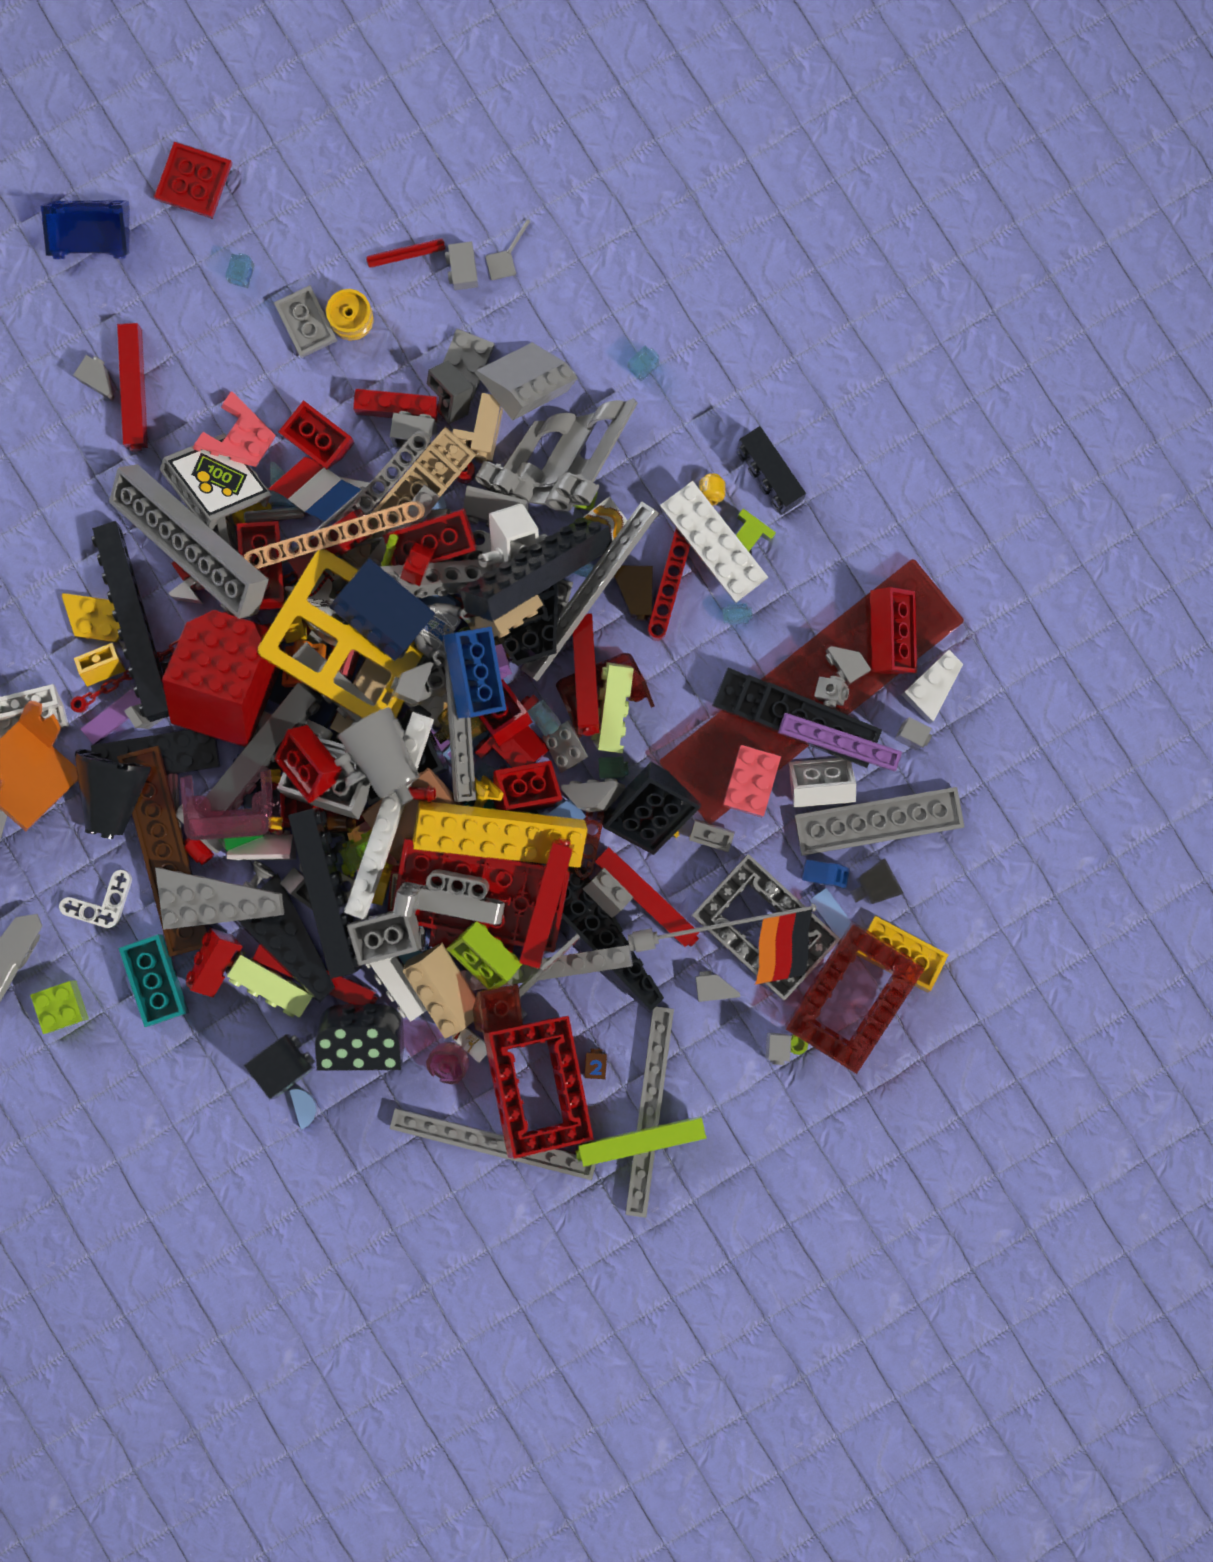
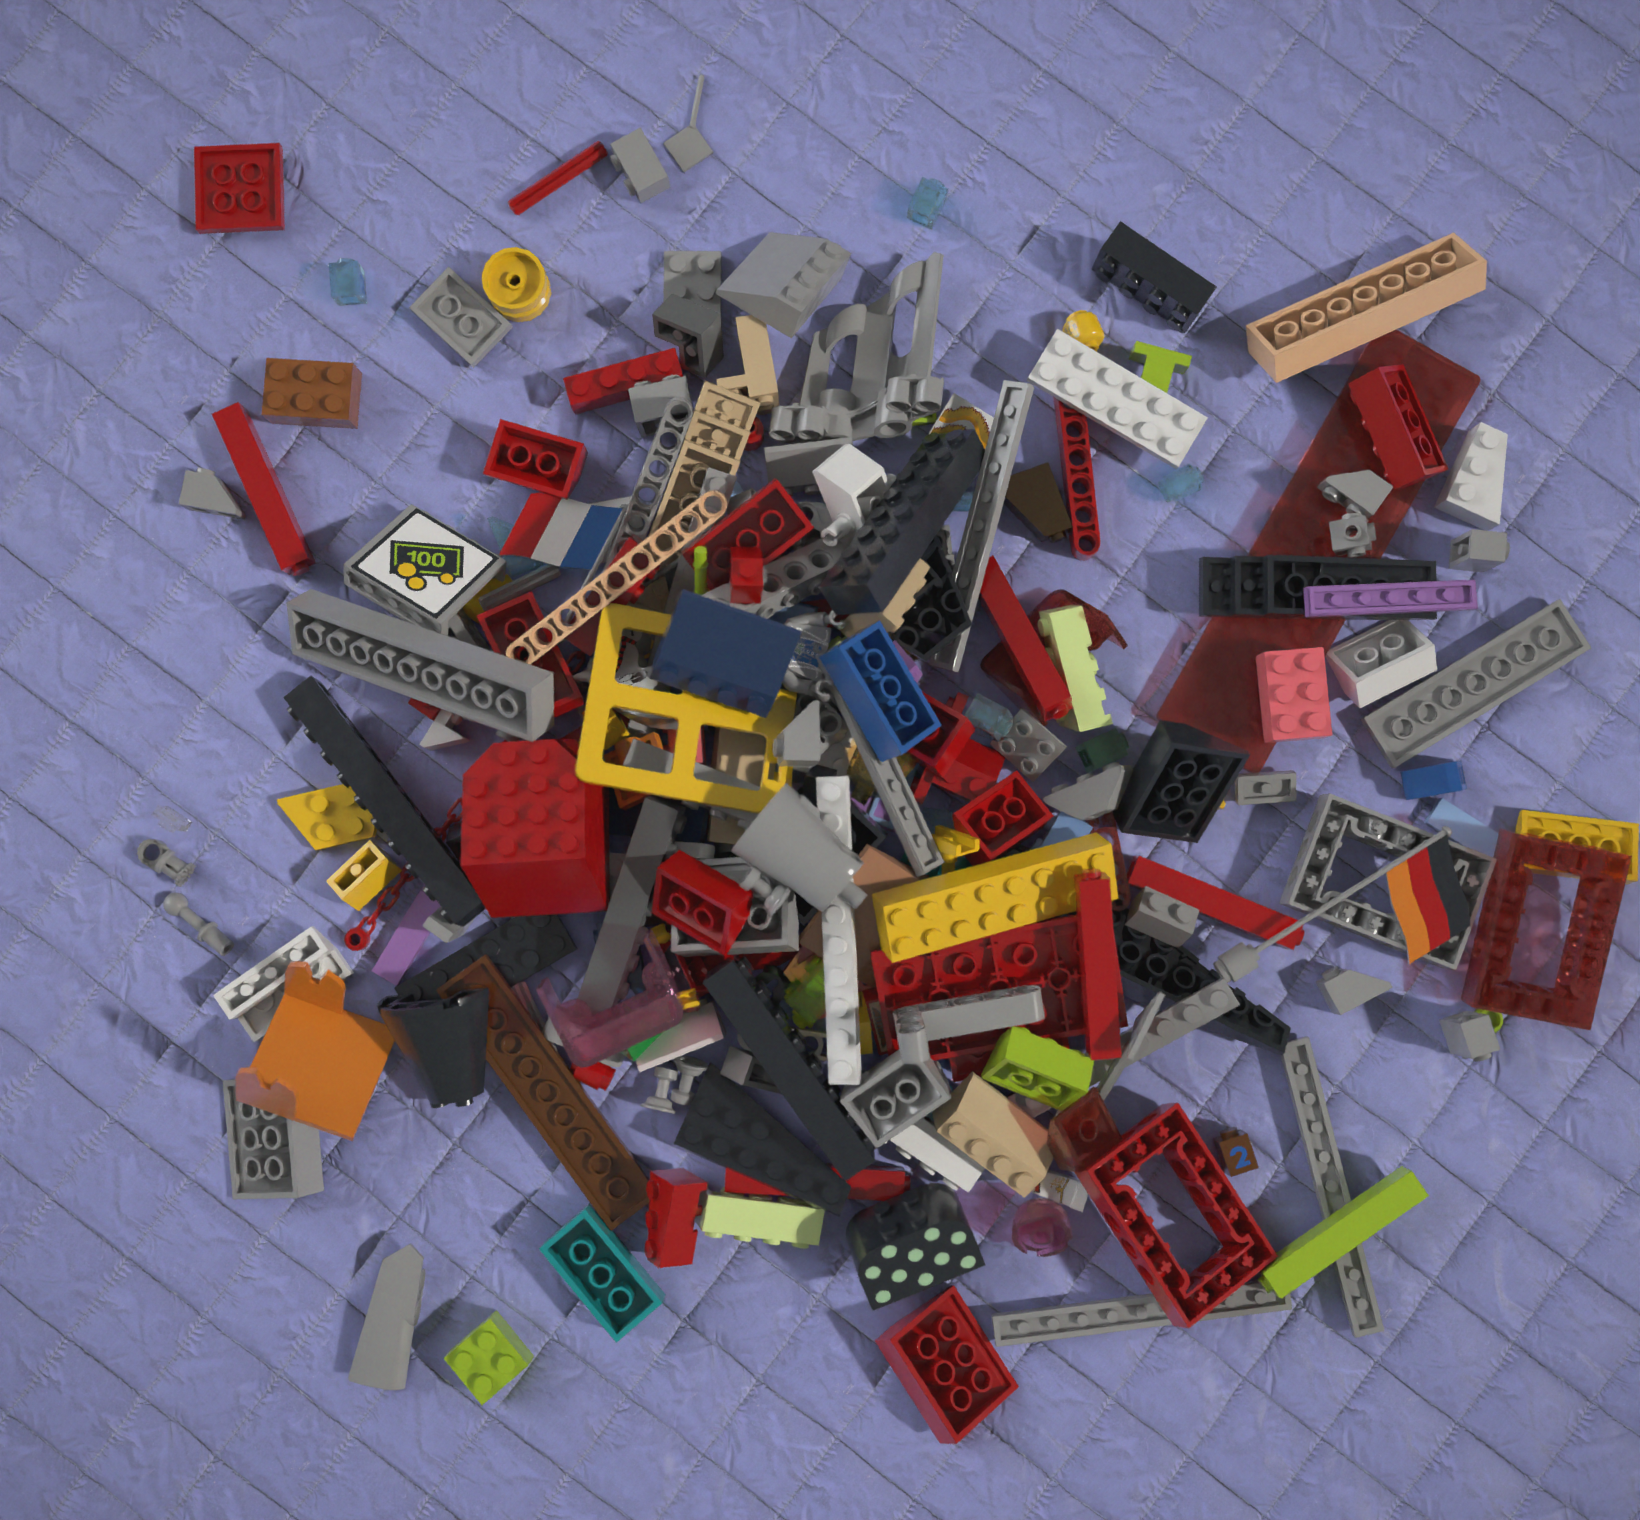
camera: 20 degrees left, 0 degrees up
(86, 227) = (121, 304): clear blue windscreen -> none
(107, 907) = (500, 1195): white beam -> none
(188, 335) = (311, 393): none -> dark orange brick
(201, 900) = (629, 1139): light grey wing -> none
(243, 872) = (659, 1101): none -> light grey piece
(246, 440) = (444, 501): coral wing -> none
(280, 1066) = (823, 1326): black brick -> none
(304, 1106) = (868, 1360): light blue tile -> none
(340, 823) = (770, 964): reddish brown brick -> none
(353, 1128) = (947, 1365): none -> red slope
(423, 793) = (875, 881): red pin -> none
(447, 884) = (980, 993): light grey beam -> none
(877, 884) = (1507, 767): clear smoke torso -> none
(904, 544) = (1366, 307): none -> light nougat brick

